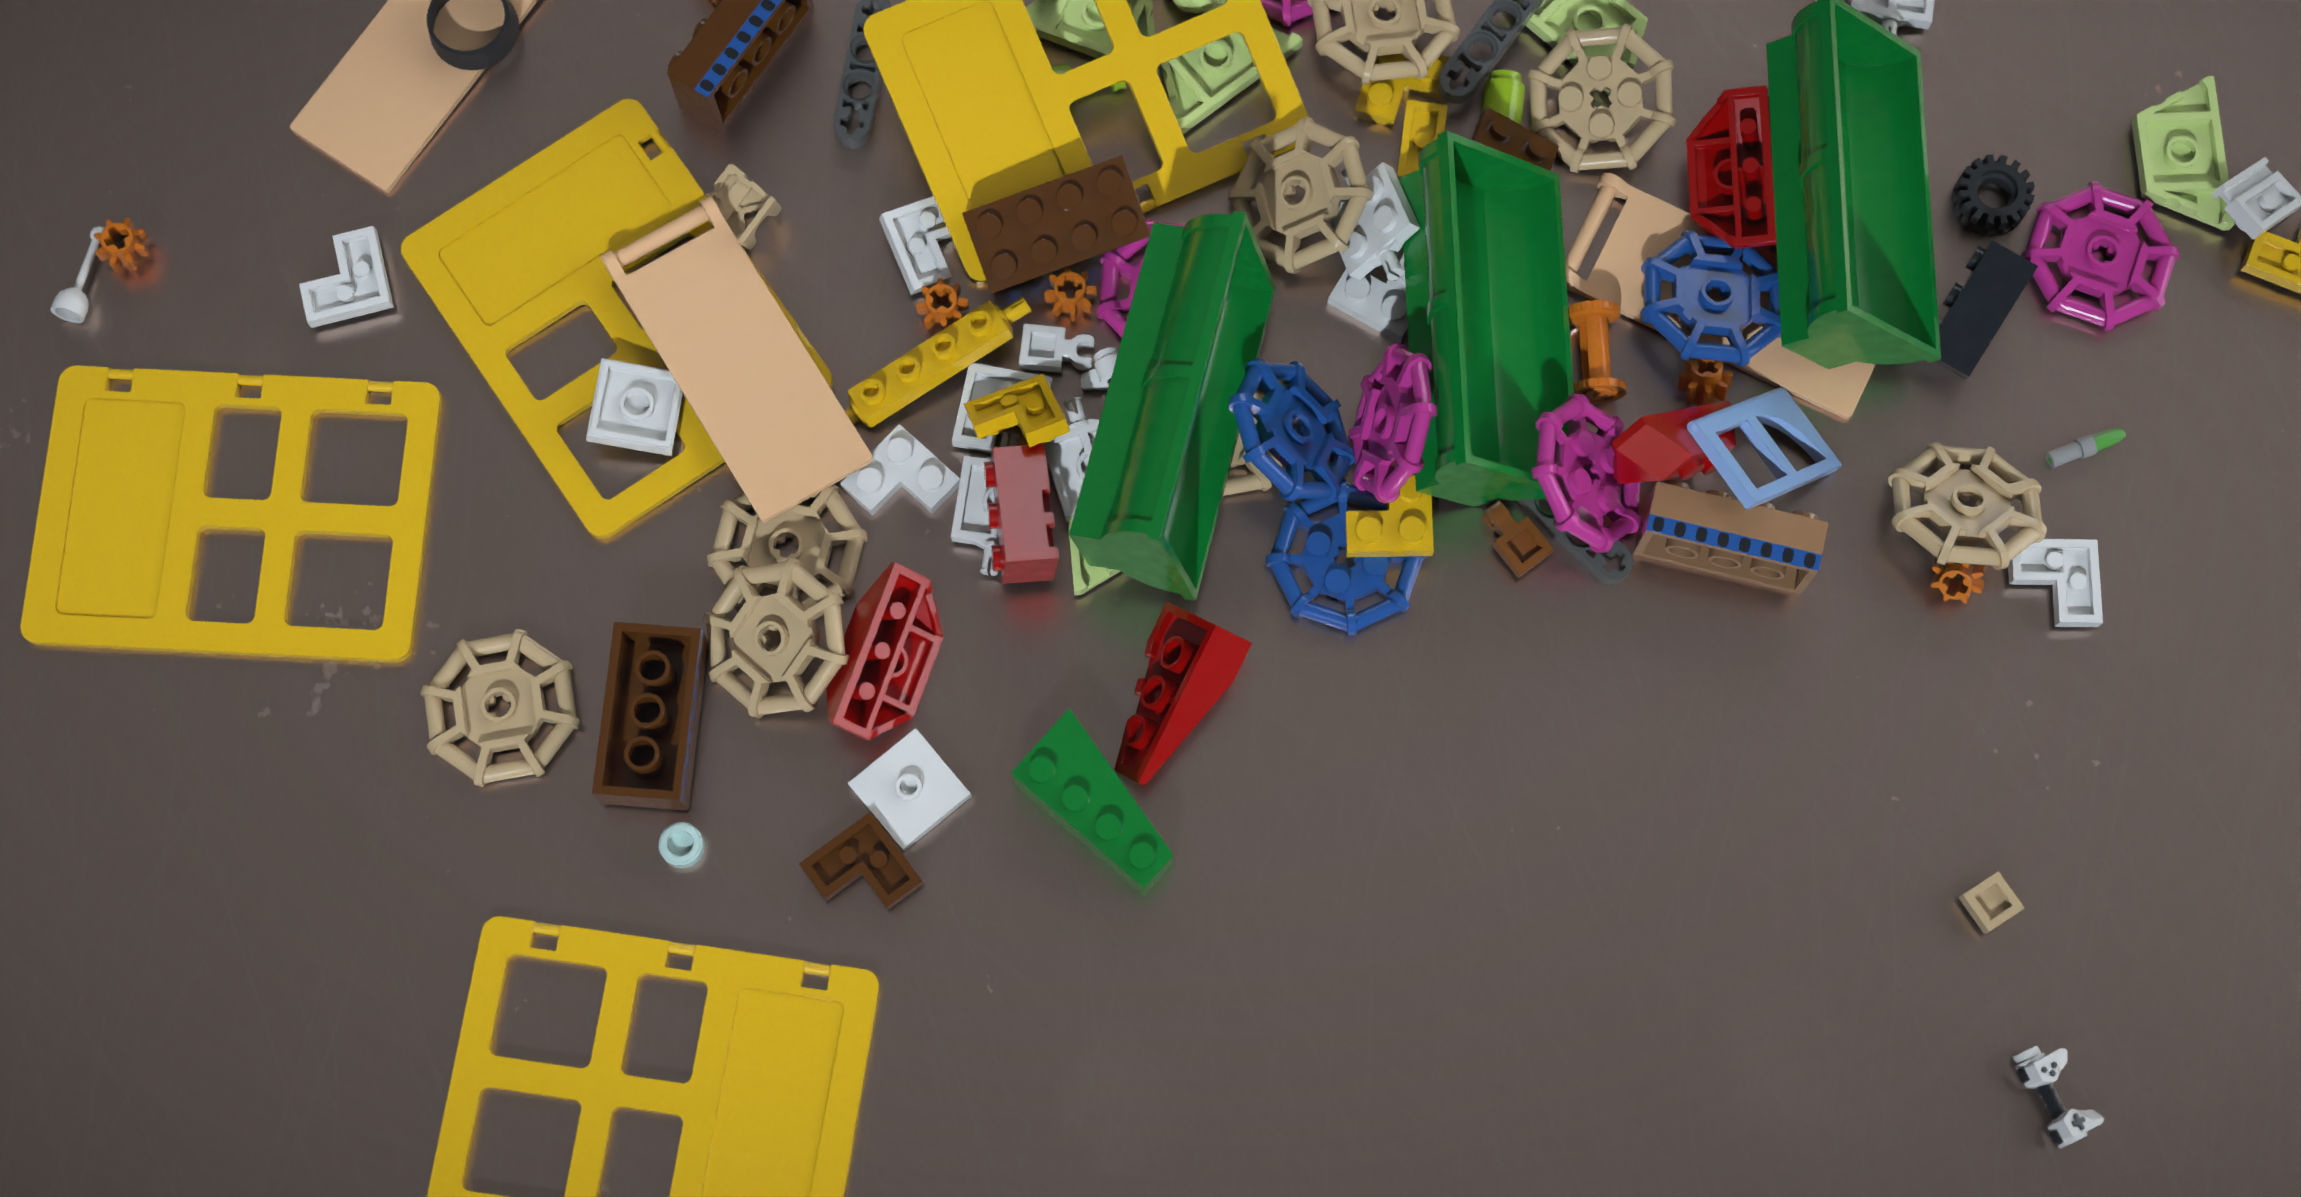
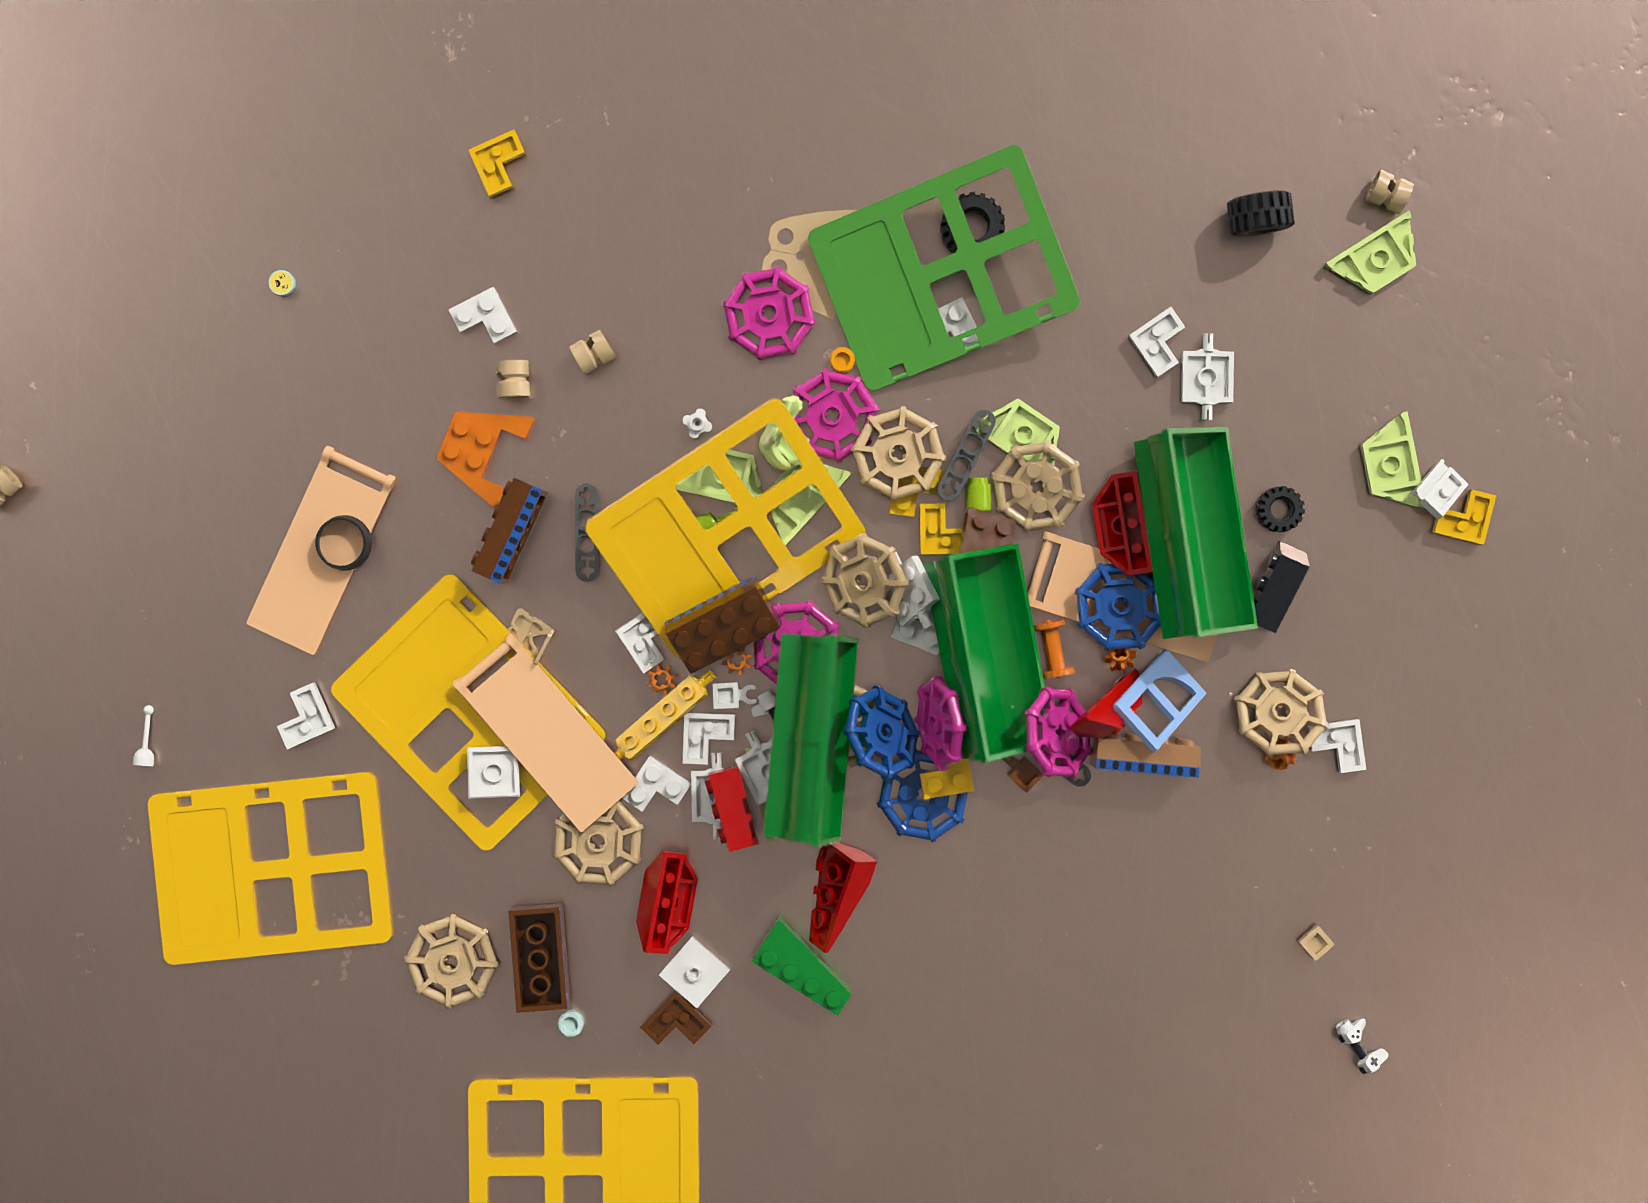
camera: 15 degrees left, 15 degrees up
(114, 234) = (170, 720): orange gear -> none
(797, 632) = (611, 893): tan plate -> none
(1024, 403) = (721, 740): yellow plate -> none
(2084, 447) = (1347, 659): light grey piece -> none
(2093, 277) = (1334, 543): dark pink plate -> none

